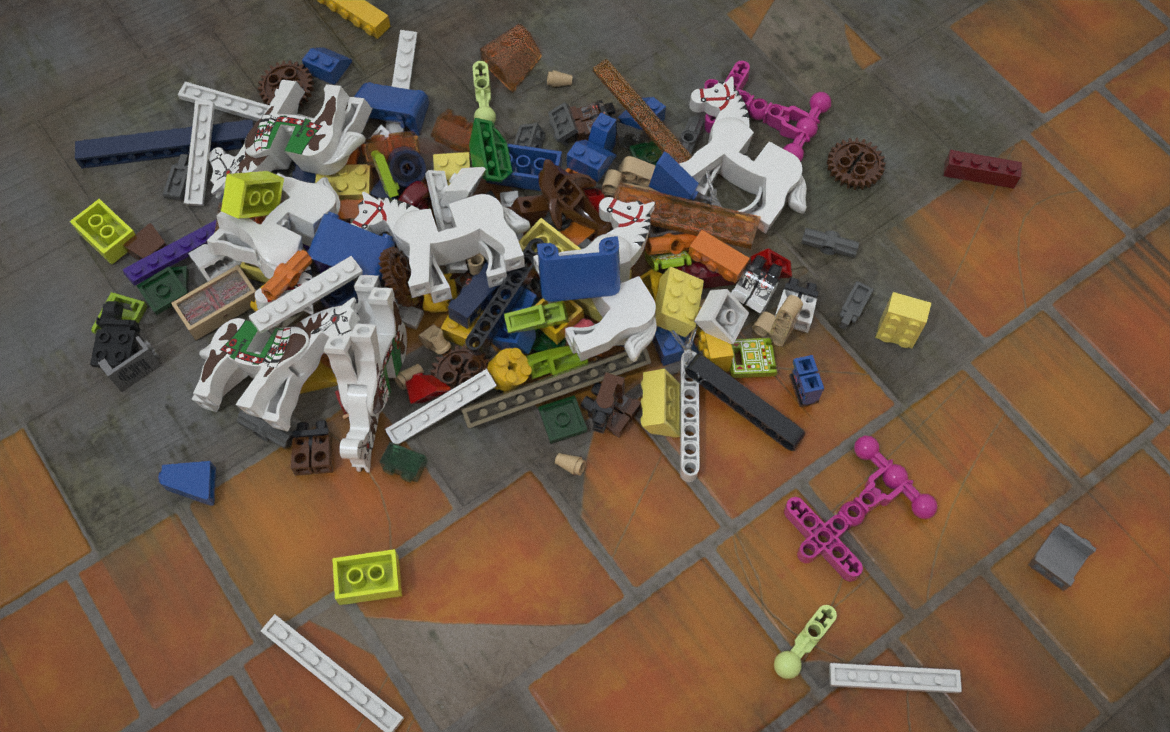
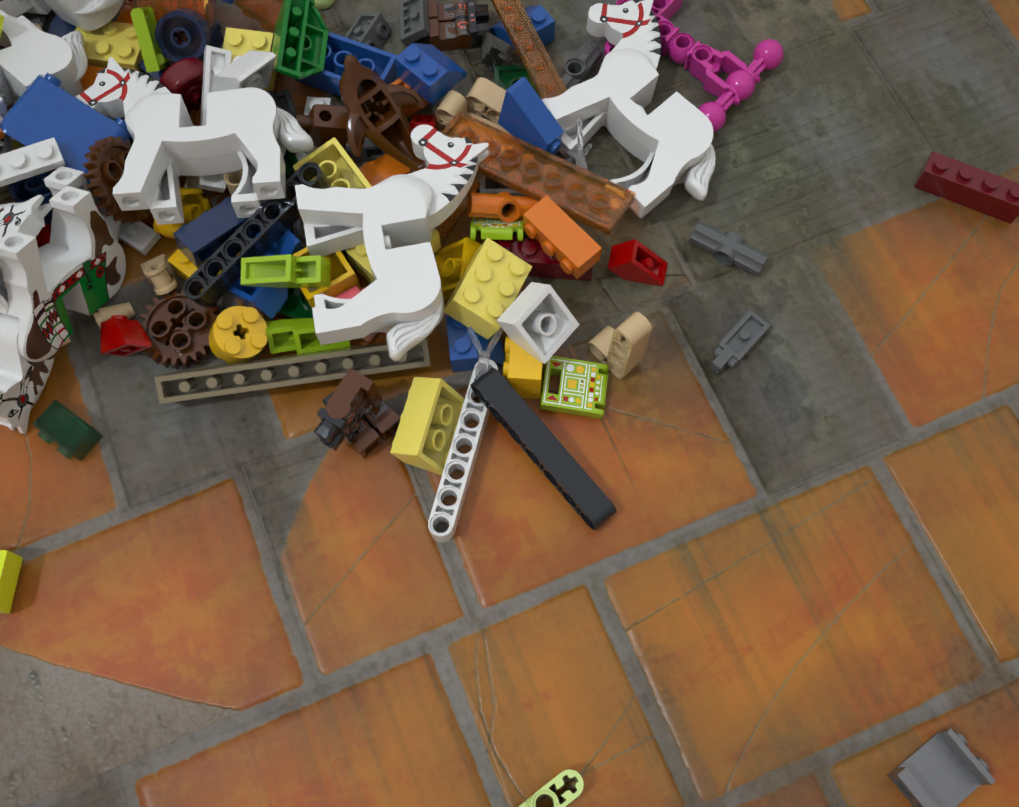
camera: 15 degrees right, 5 degrees up
(441, 407) = (136, 367): white plate -> none
(562, 419) = (292, 417): dark green plate -> none
(572, 464) = (286, 482): tan cone -> none
(579, 274) = (342, 223): blue windscreen -> none
(603, 132) = (460, 41): blue slope -> none
(757, 277) = (608, 286): hips -> none
(806, 381) = (634, 437): blue hips -> none
(808, 297) = (666, 321): white hips -> none
(847, 153) = (787, 134): reddish brown gear -> none
(894, 477) = (725, 602): dark pink piece -> none
(903, 320) = (798, 379): light yellow brick -> none

